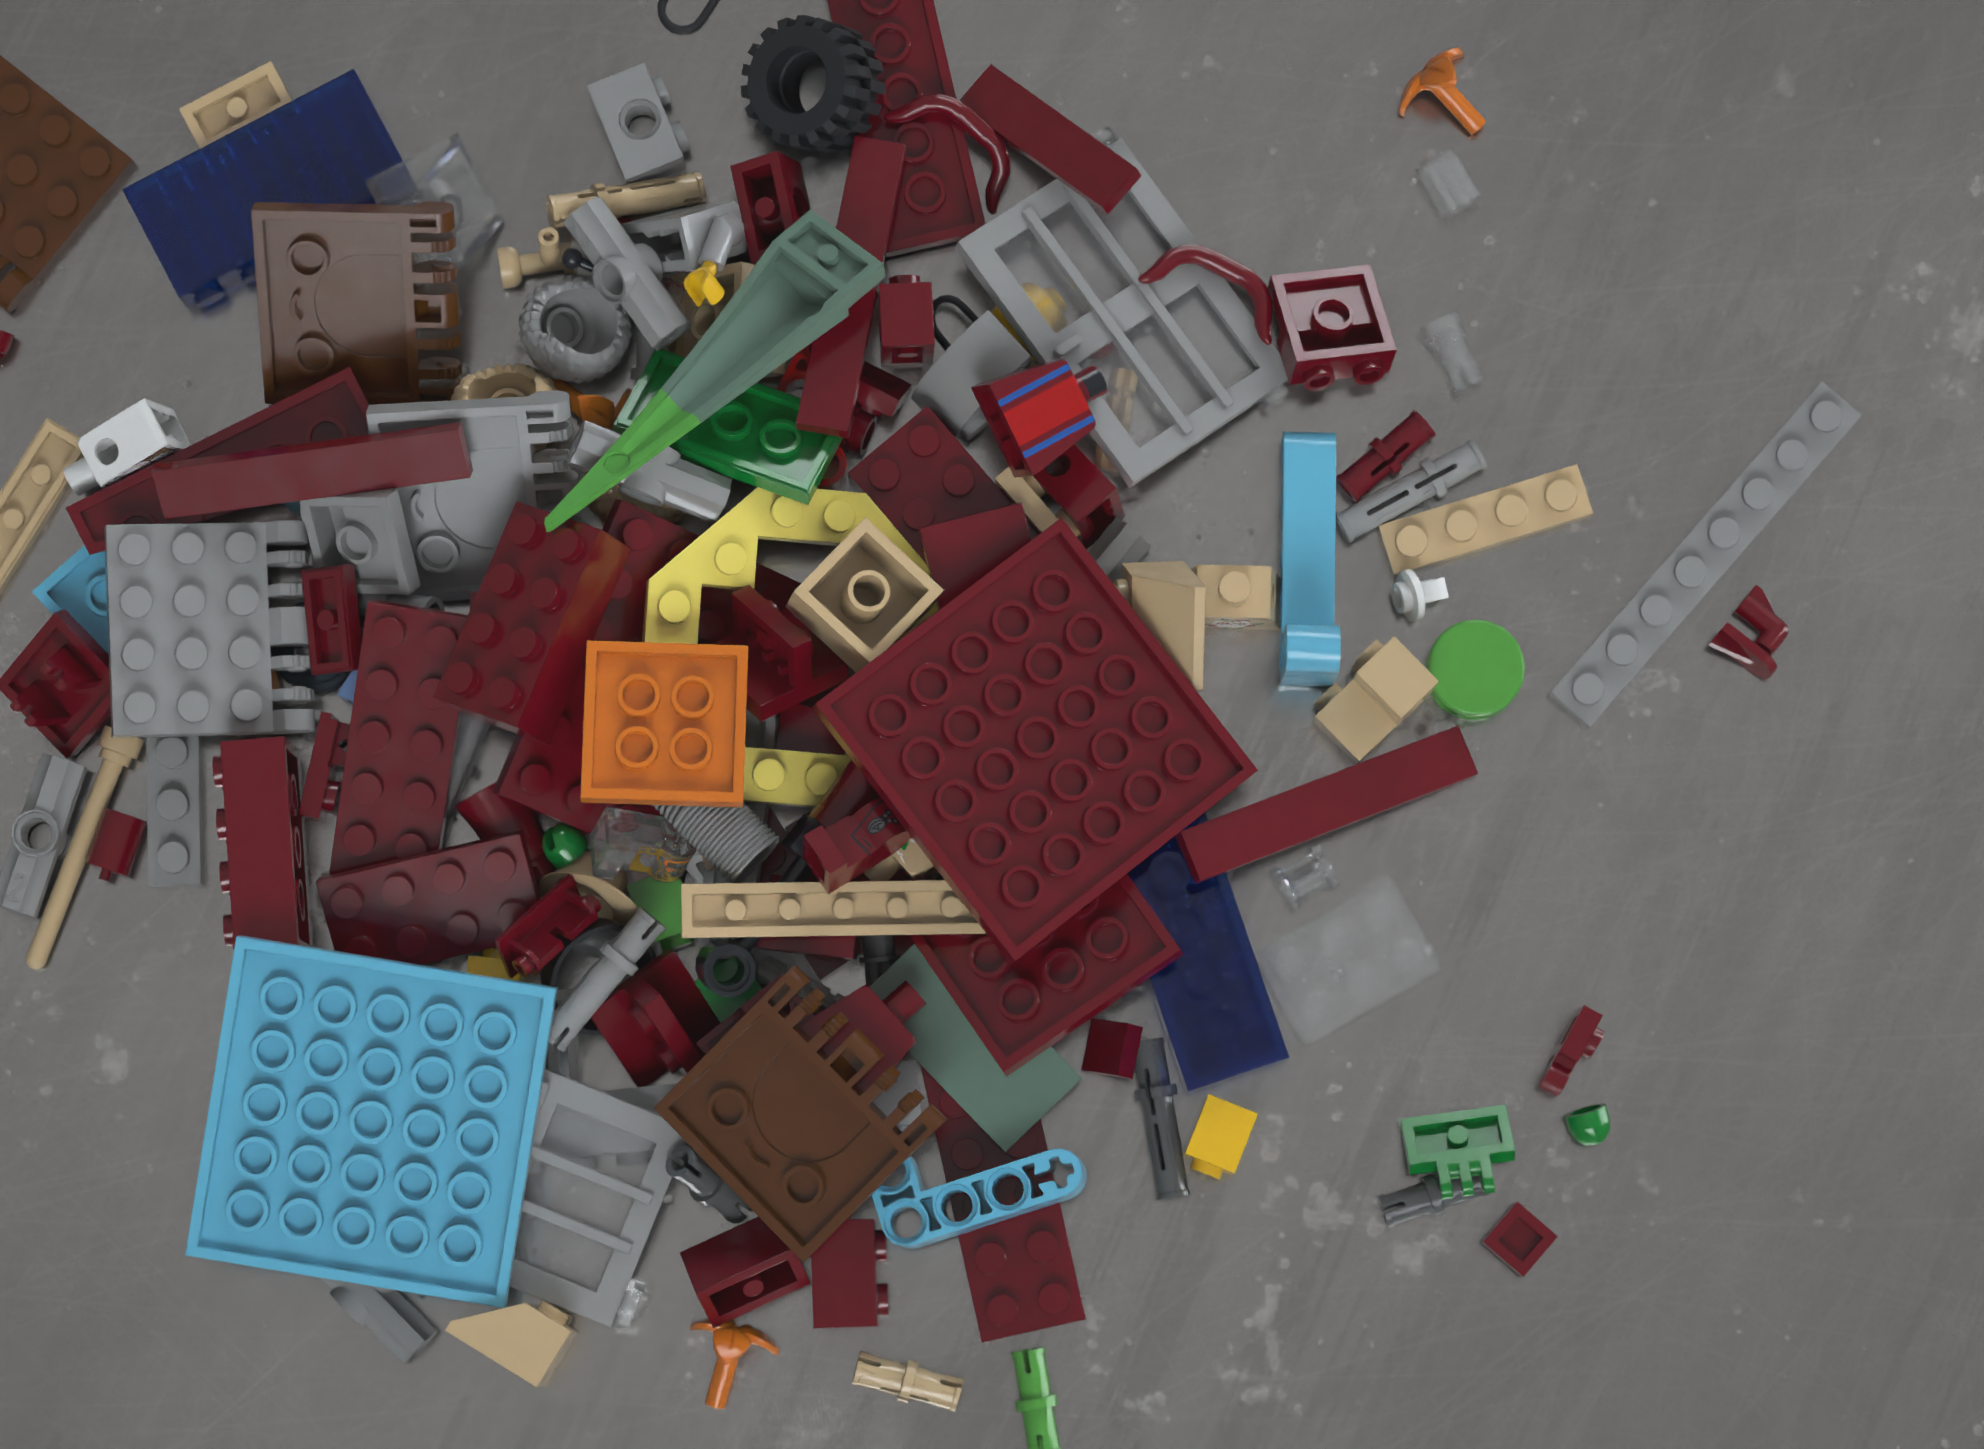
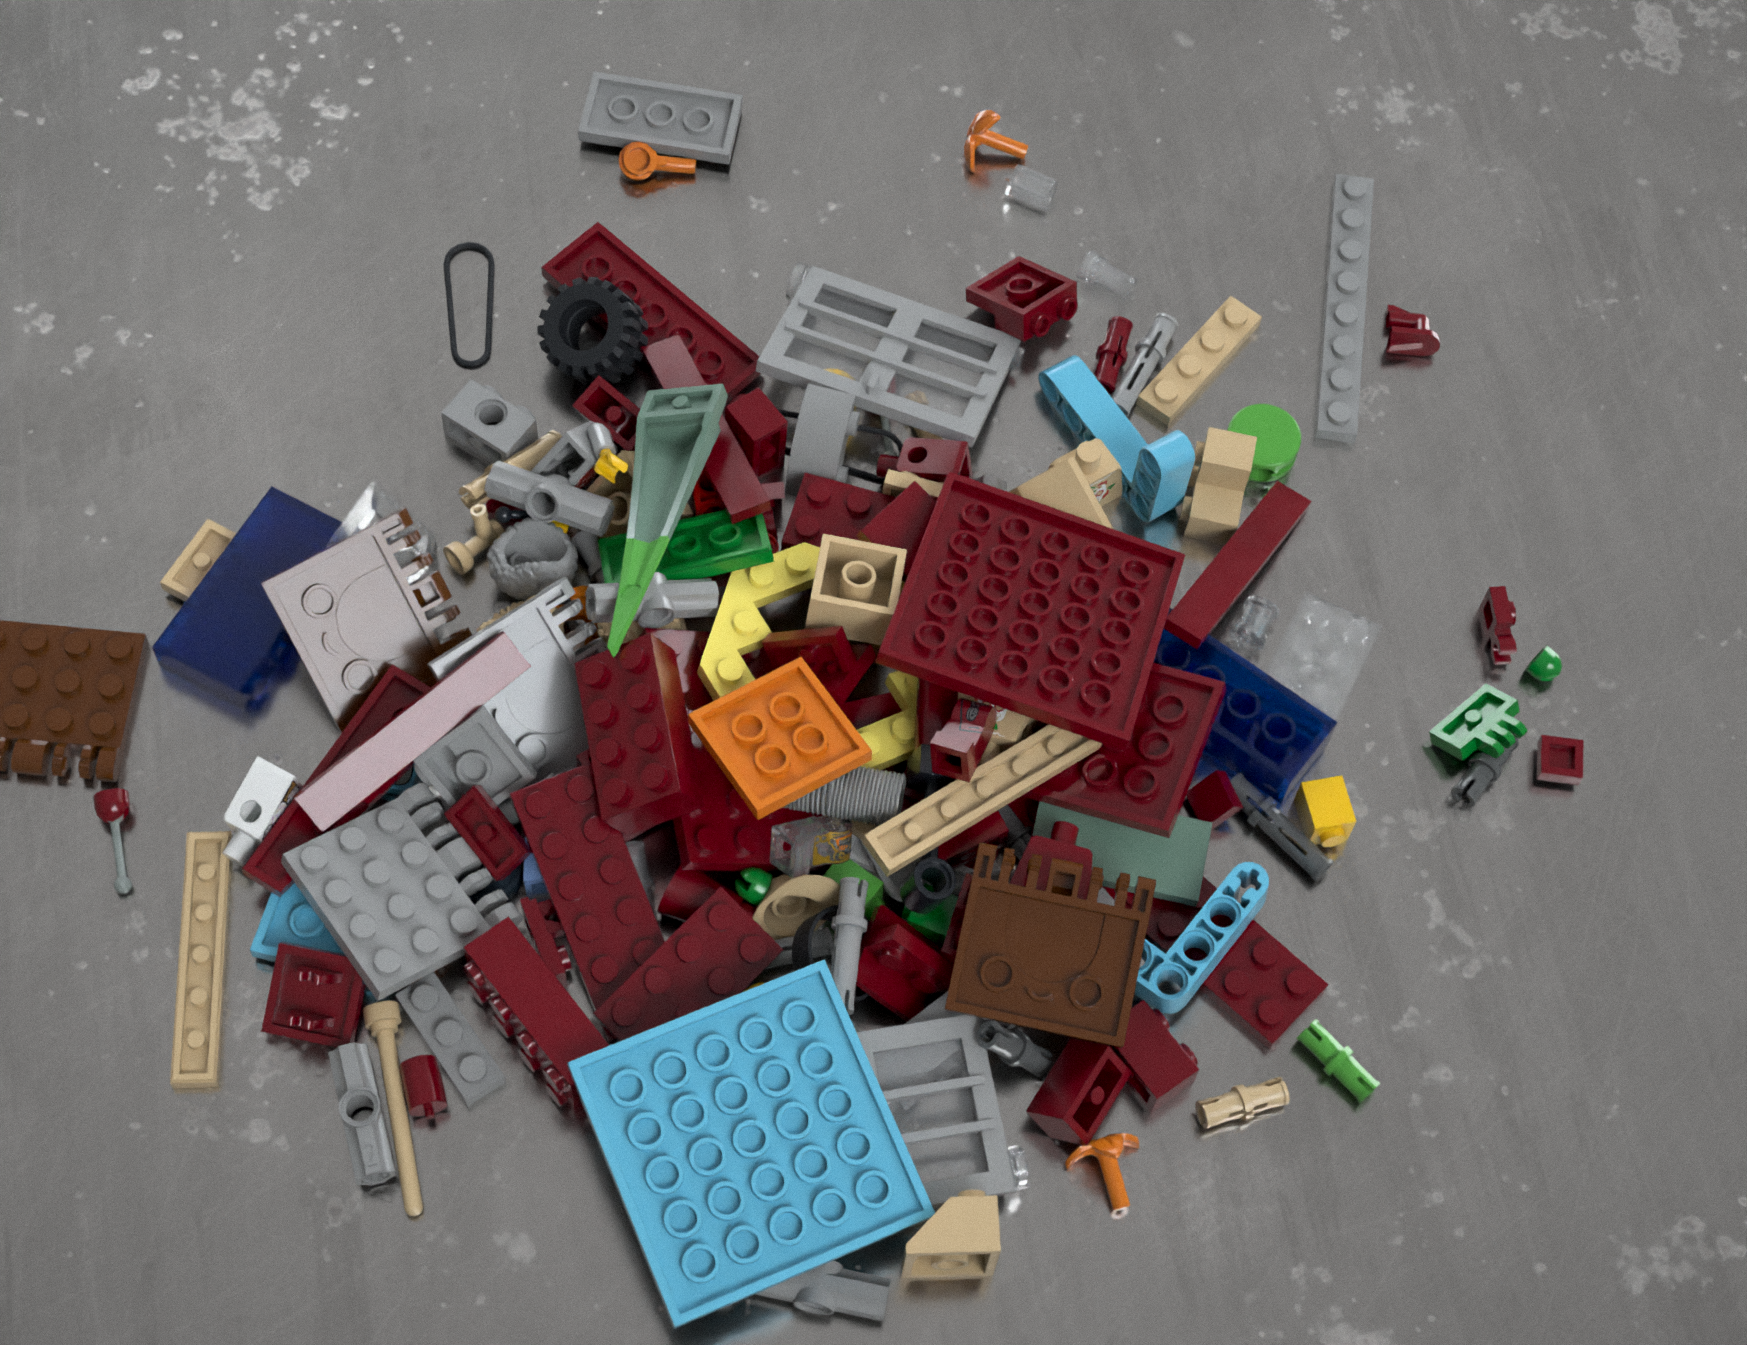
camera: 40 degrees left, 20 degrees down
(532, 938) = (784, 935): dark red hinge -> none
(974, 126) = (711, 305): dark red animal -> none
(1039, 412) = (885, 421): torso -> none
(1051, 140) = (770, 283): dark red tile -> none
(1225, 268) = (936, 300): dark red animal -> none
(1411, 594) = (1192, 419): white plate -> none

